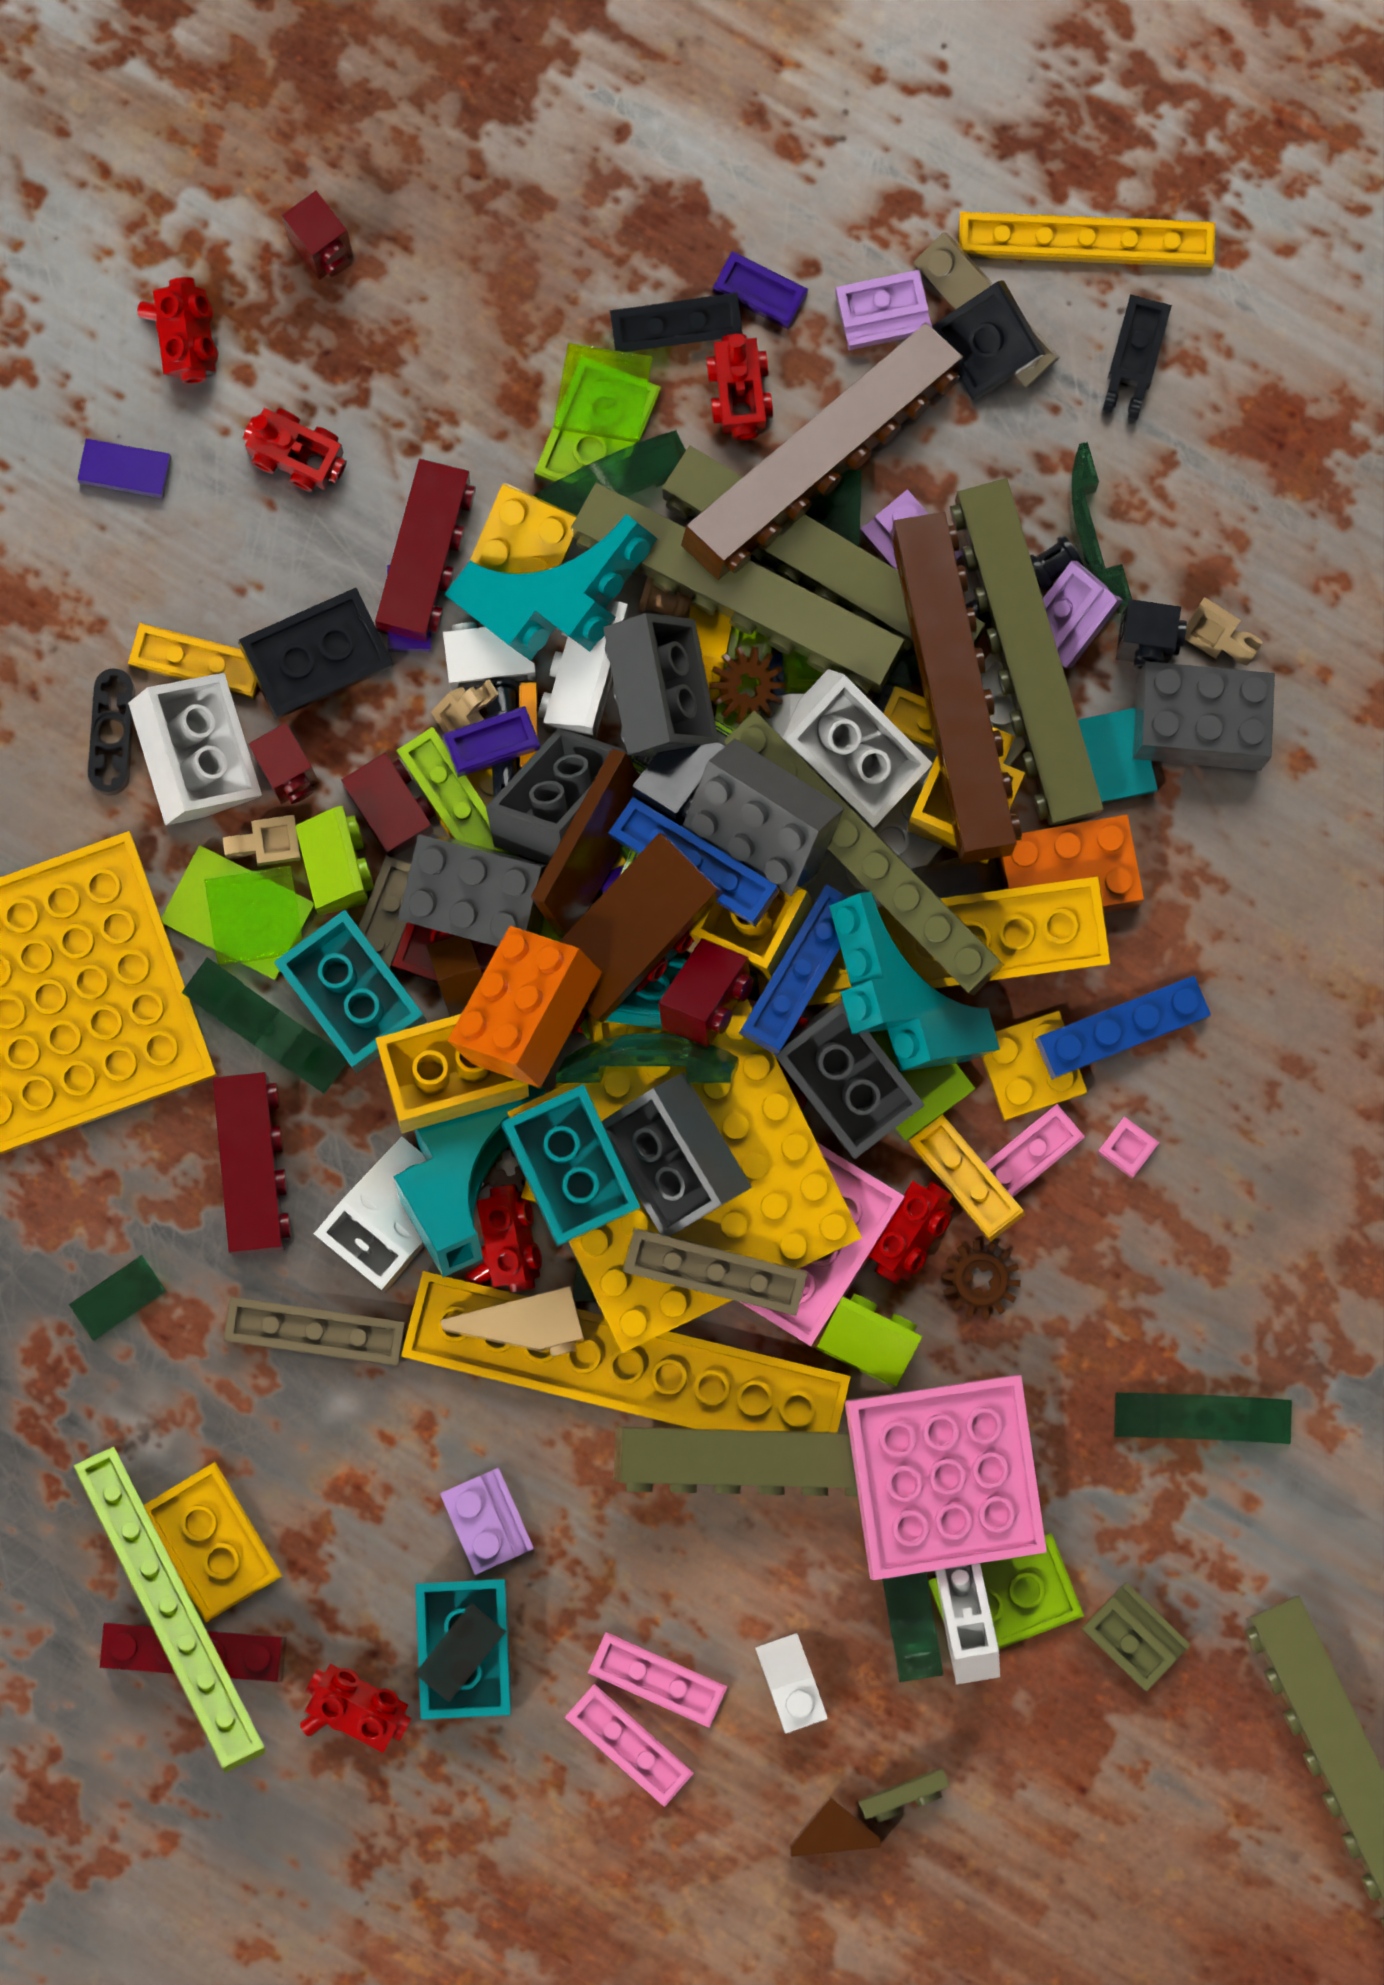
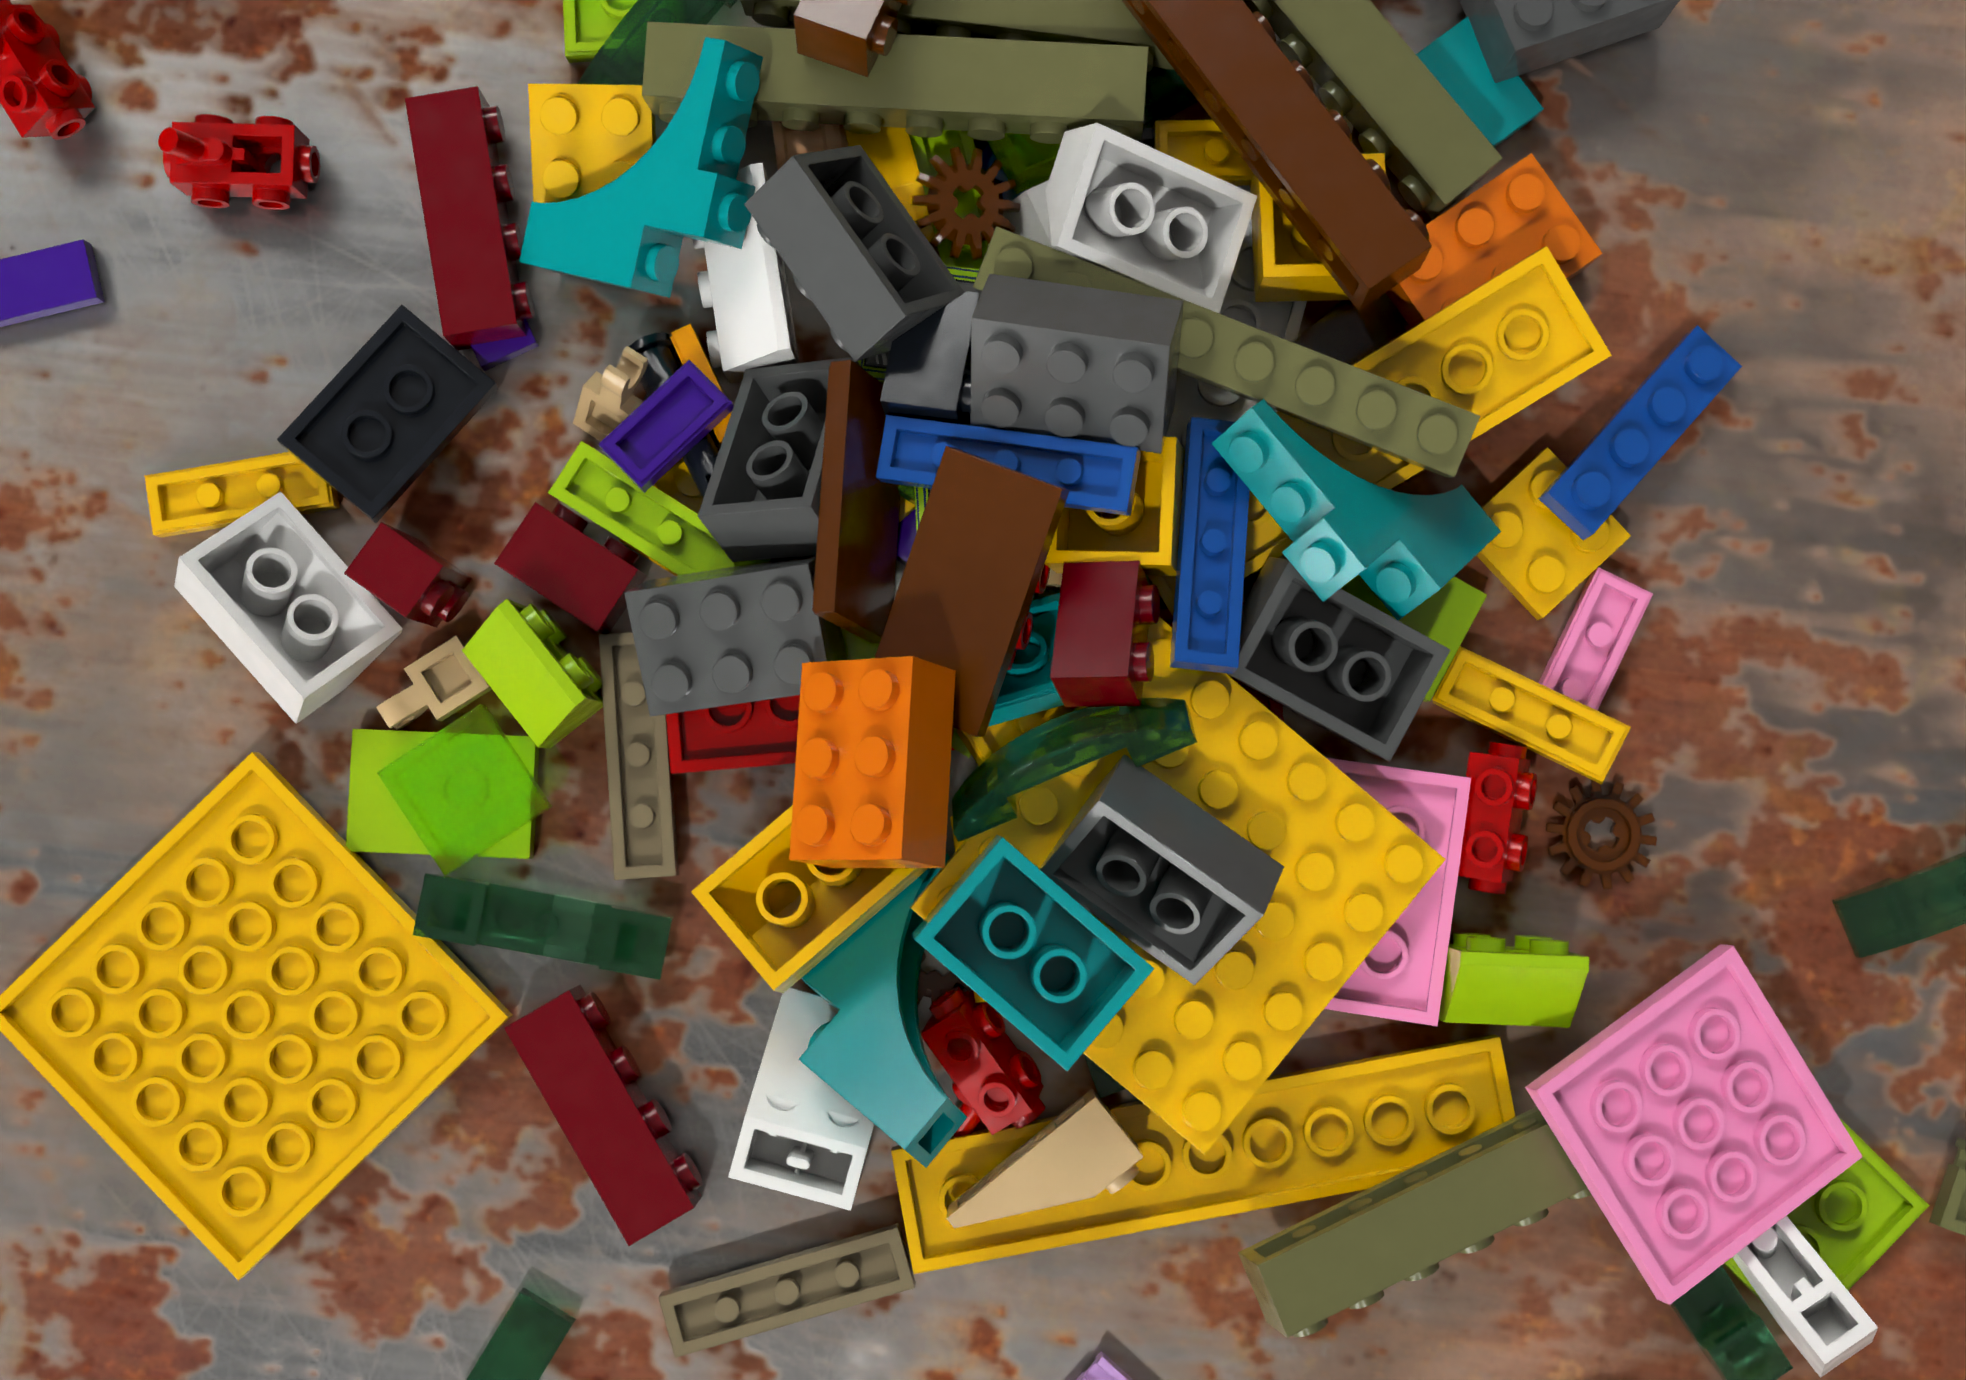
camera: 25 degrees left, 5 degrees up
(98, 763) = (176, 679): black beam -> none
(349, 989) = (628, 836): teal brick -> none
(455, 971) = (758, 749): reddish brown slope -> none
(480, 655) = (601, 319): white slope -> none
(714, 1271) = (1281, 997): dark tan plate -> none
(1128, 1147) = (1710, 582): bright pink tile -> none

